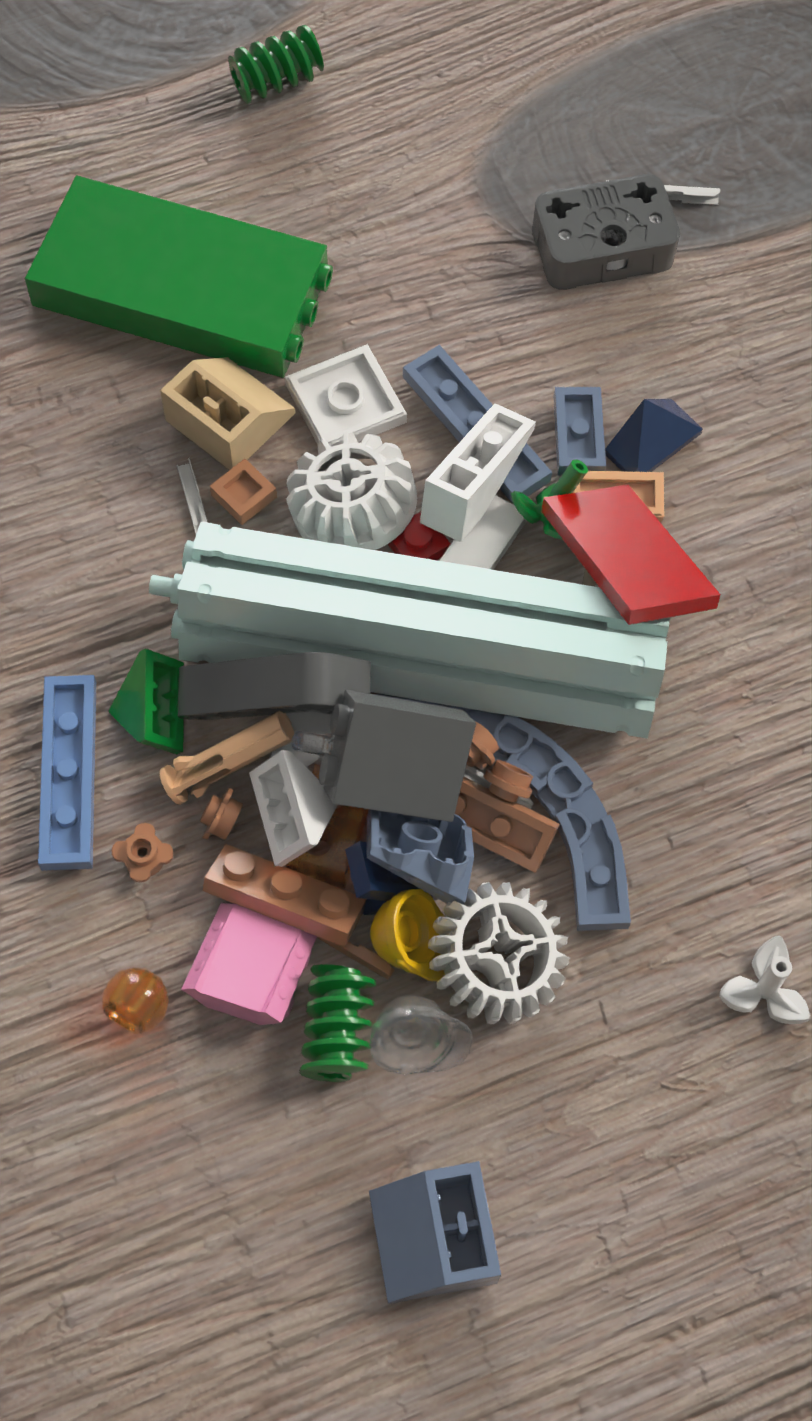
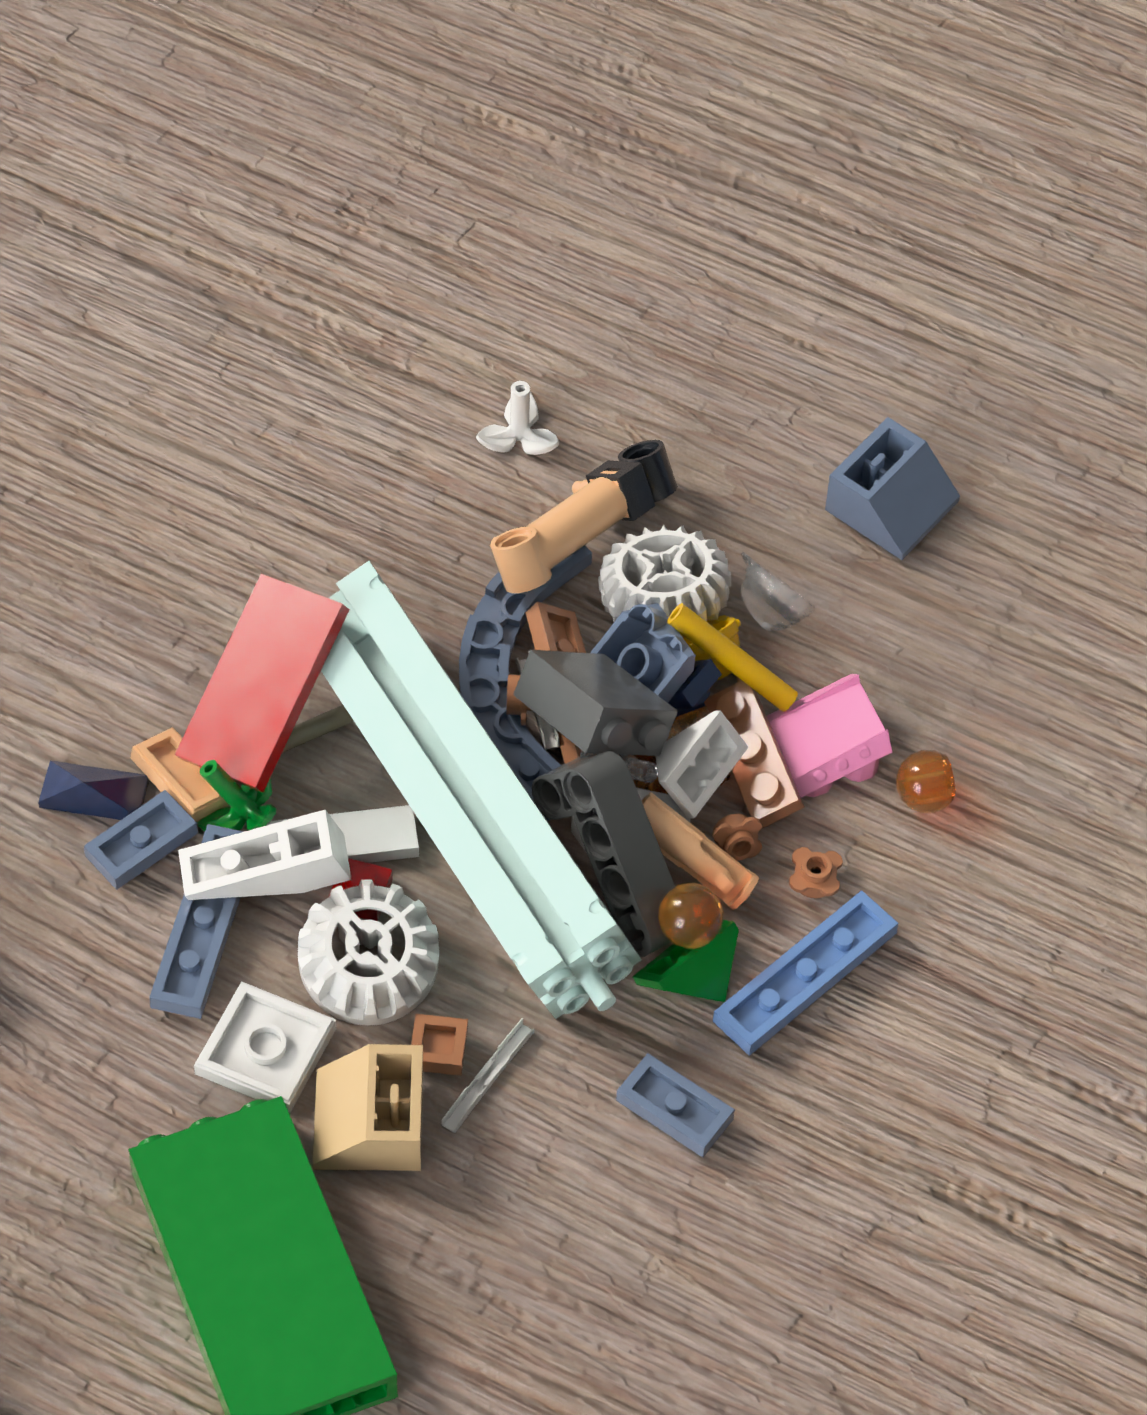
camera: 130 degrees left, 10 degrees down
(53, 599) = (675, 1105): none -> sand blue plate
(168, 698) = (690, 915): none -> clear orange piece
(335, 1023) = (815, 642): green piece -> none
(364, 916) = (732, 657): none -> yellow piece
(508, 781) = (518, 651): nougat plate -> none
(618, 982) = (609, 494): none -> light nougat piece

